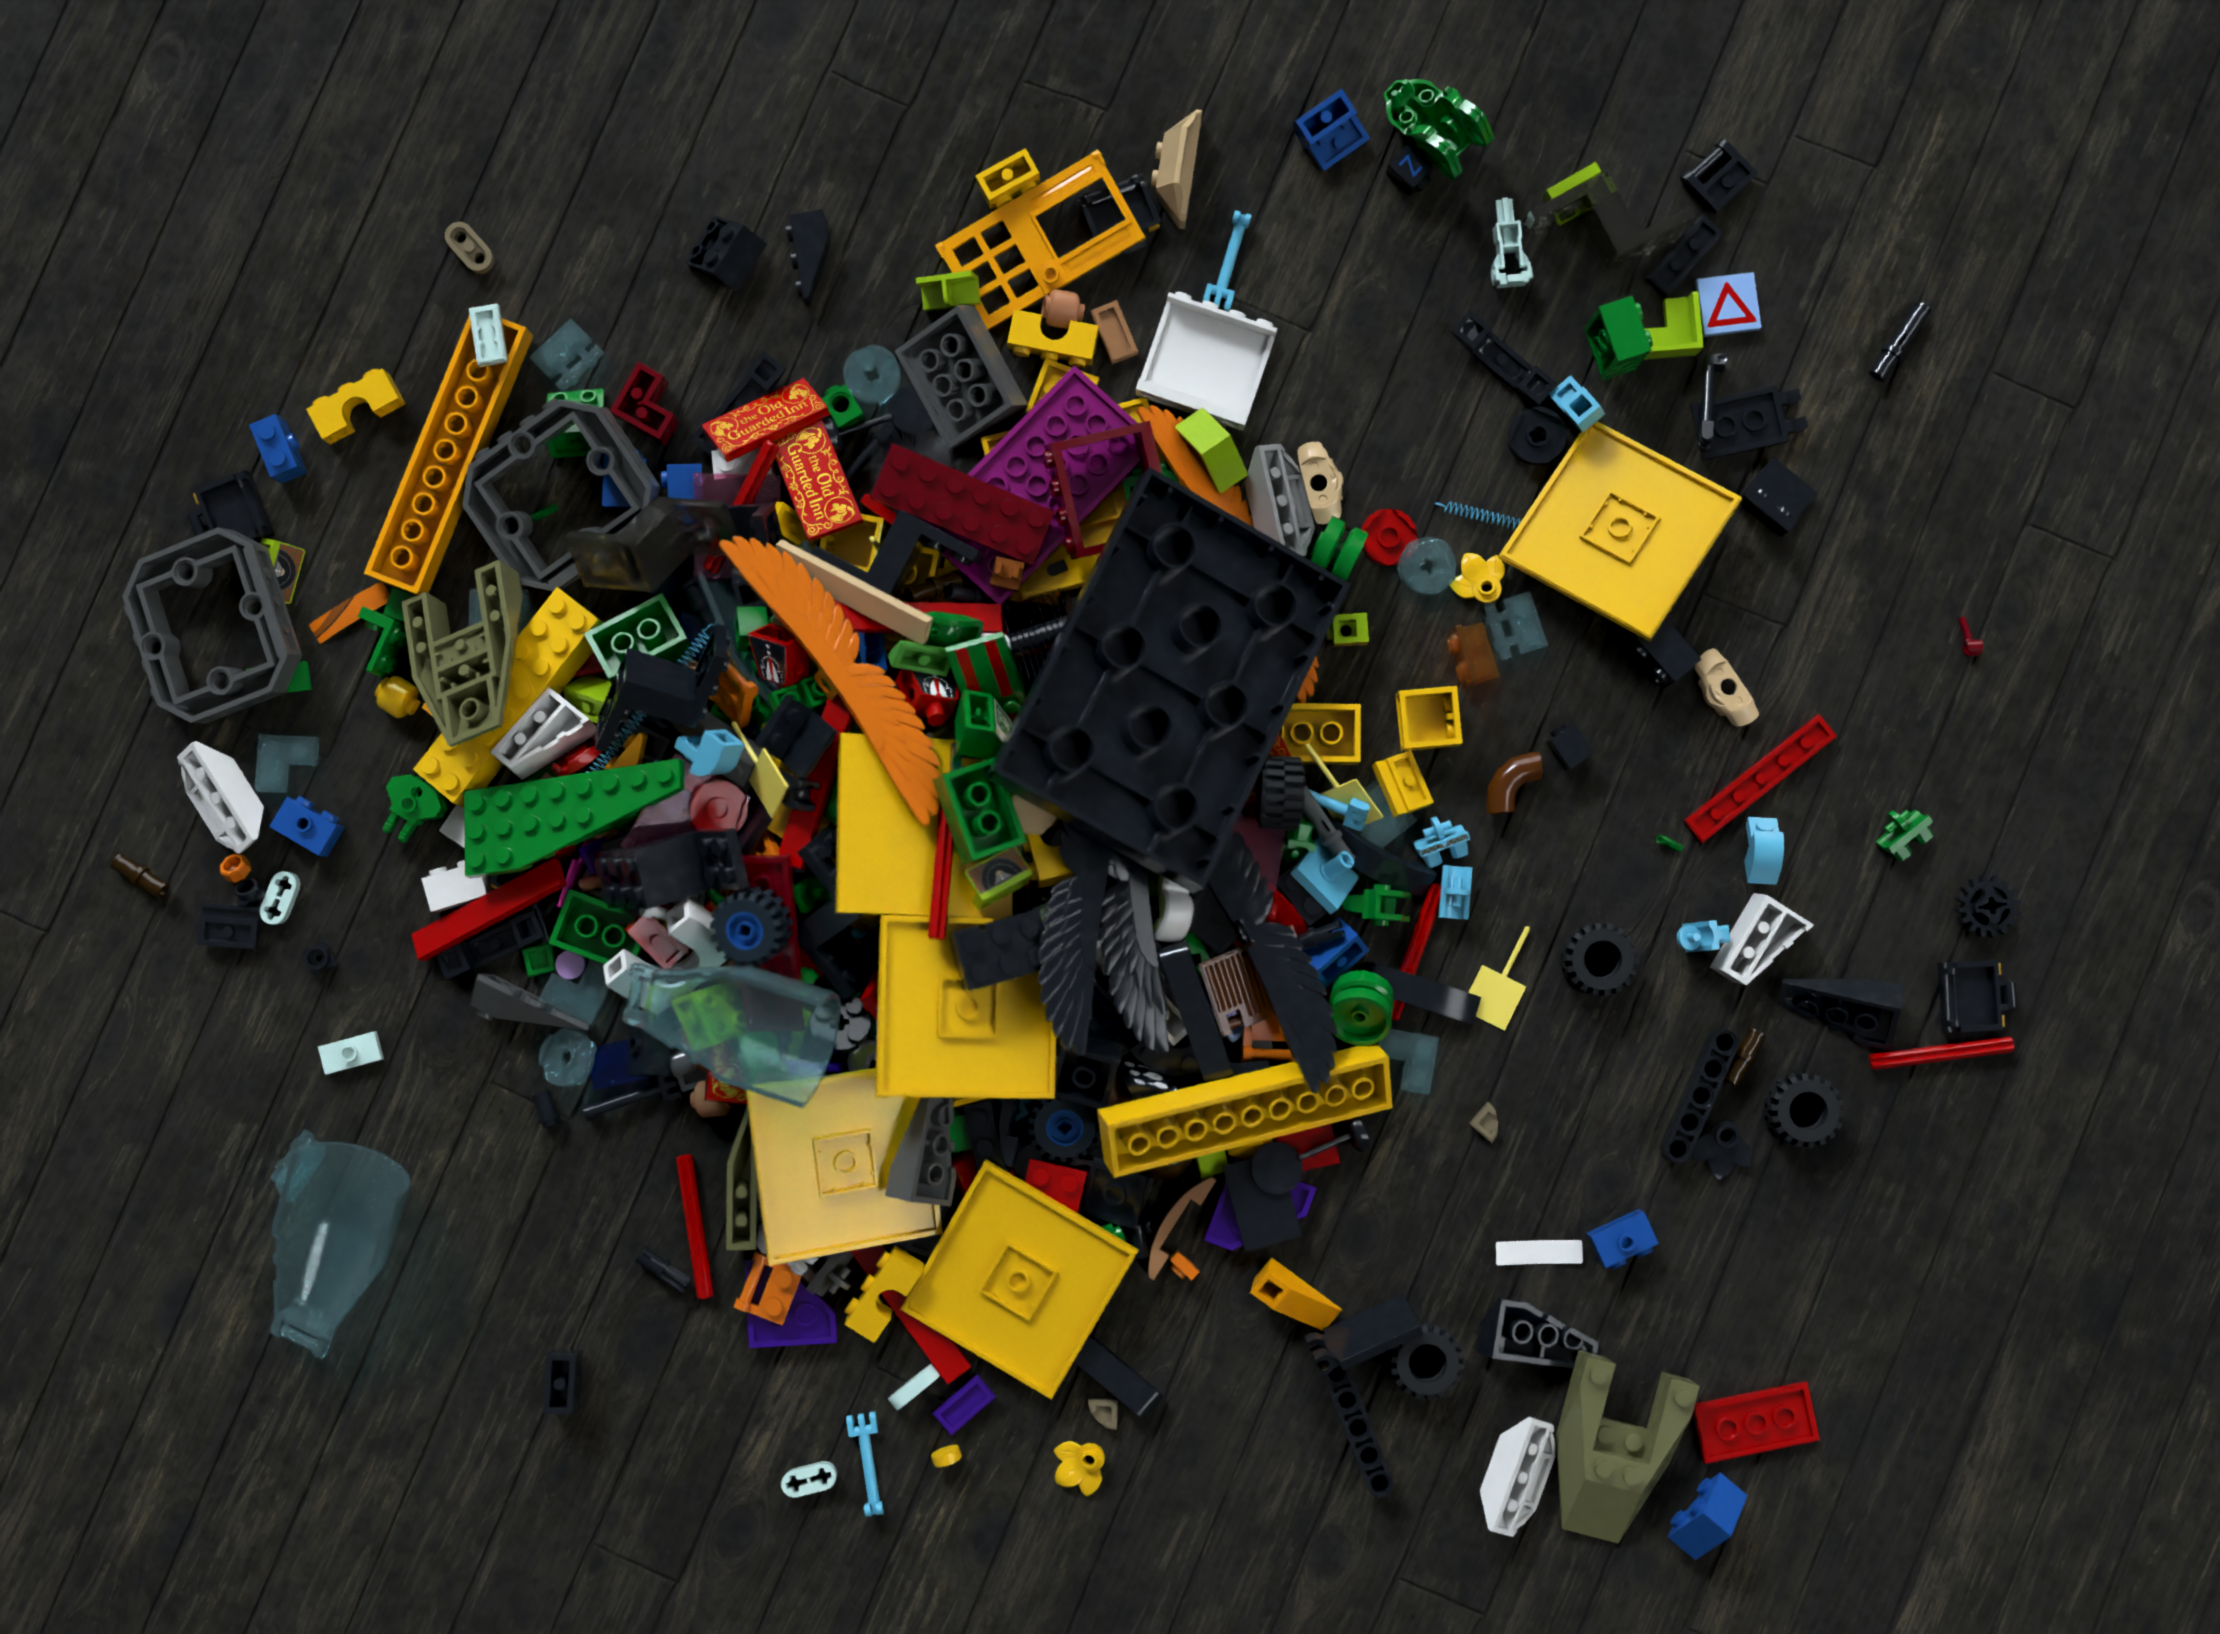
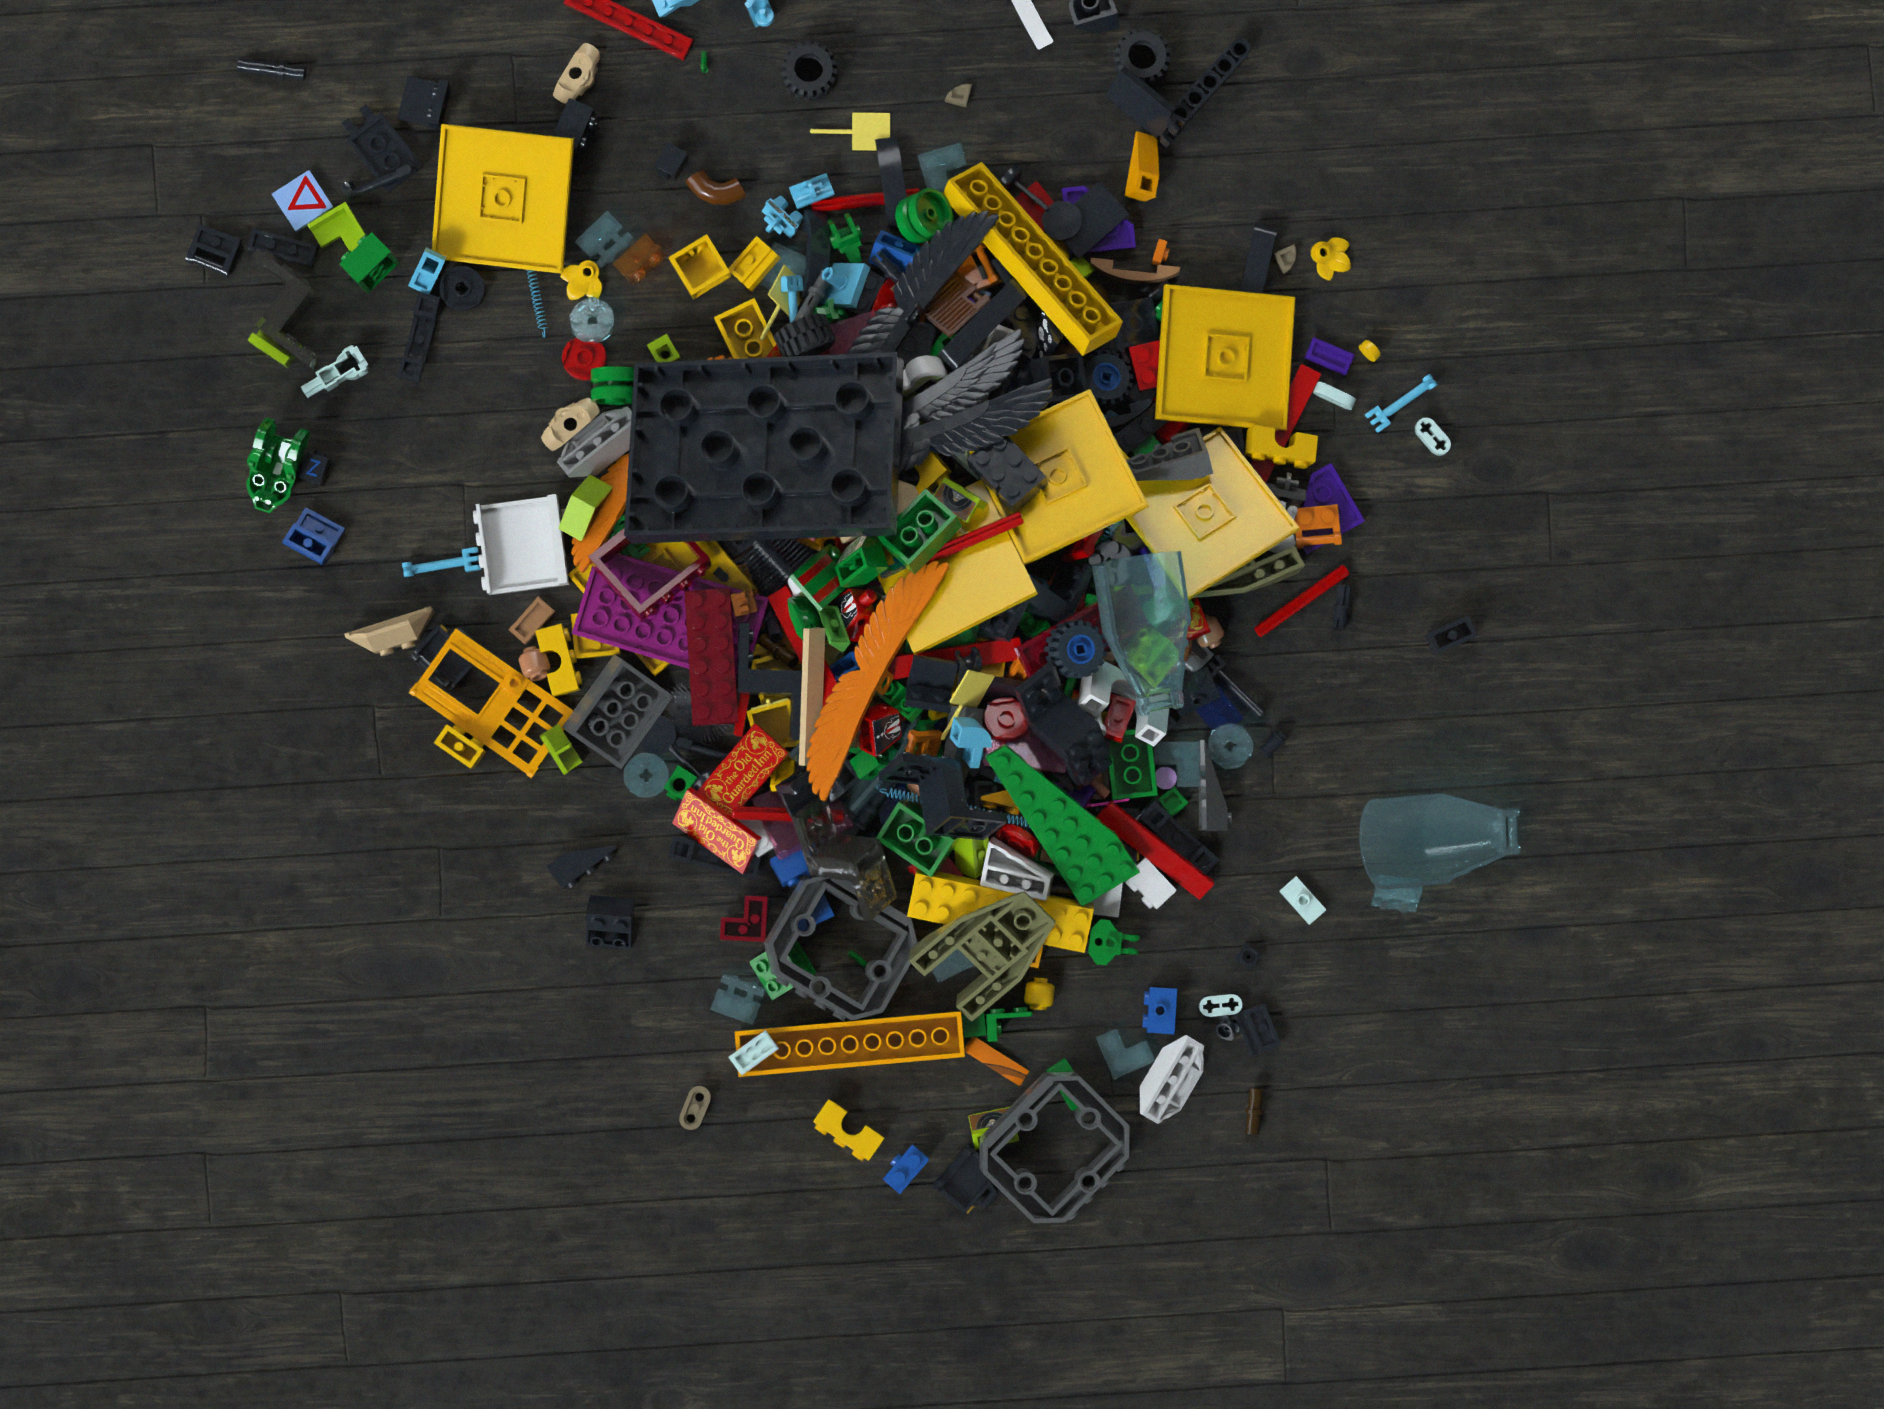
camera: 120 degrees left, 0 degrees up
(235, 868) = (1215, 1046): orange tile -> none

